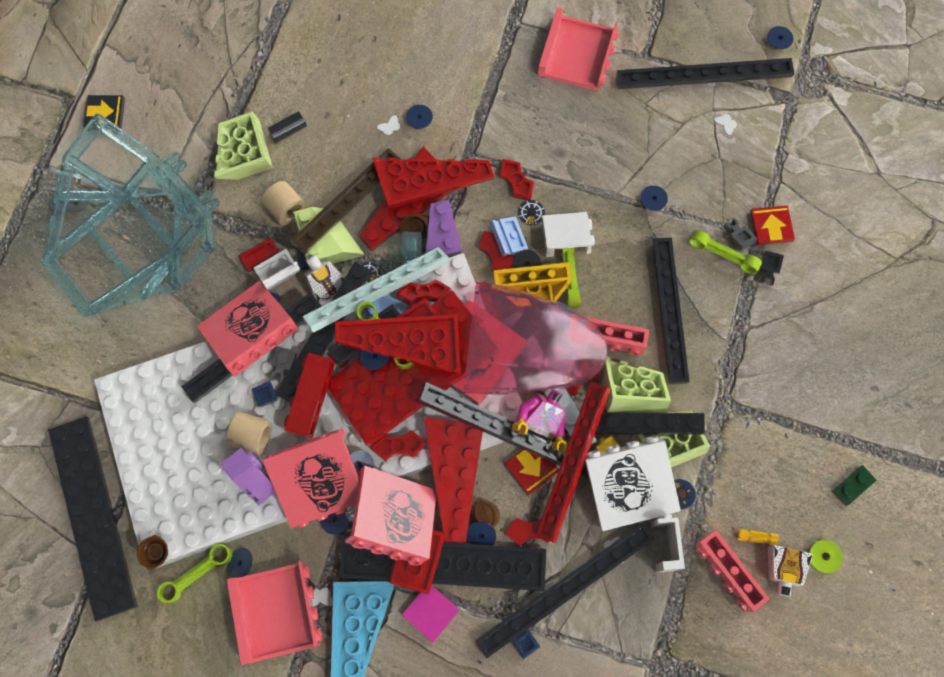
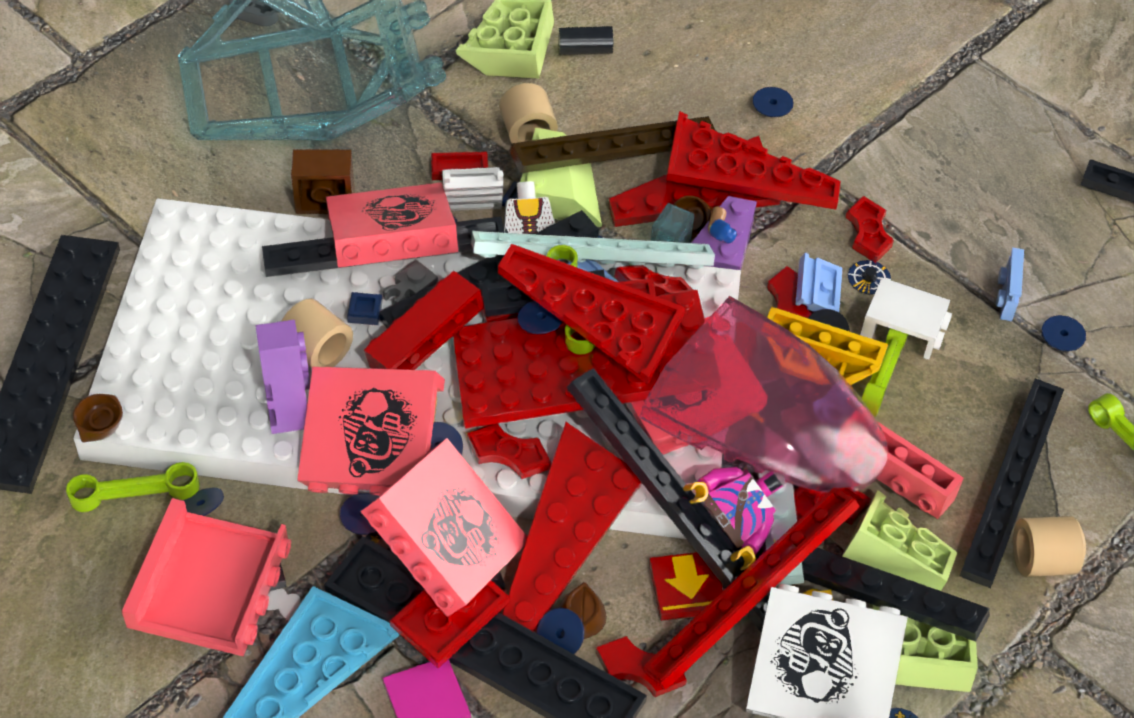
camera: 25 degrees right, 20 degrees down
(185, 313) = (320, 175): none -> reddish brown brick
(388, 127) = (722, 100): white sticker -> none
(437, 232) = (719, 228): none -> blue arm
(577, 51) = (1041, 118): coral panel -> none
(611, 176) = (1011, 281): none -> light blue plate
(709, 345) = (1049, 546): none -> tan piece

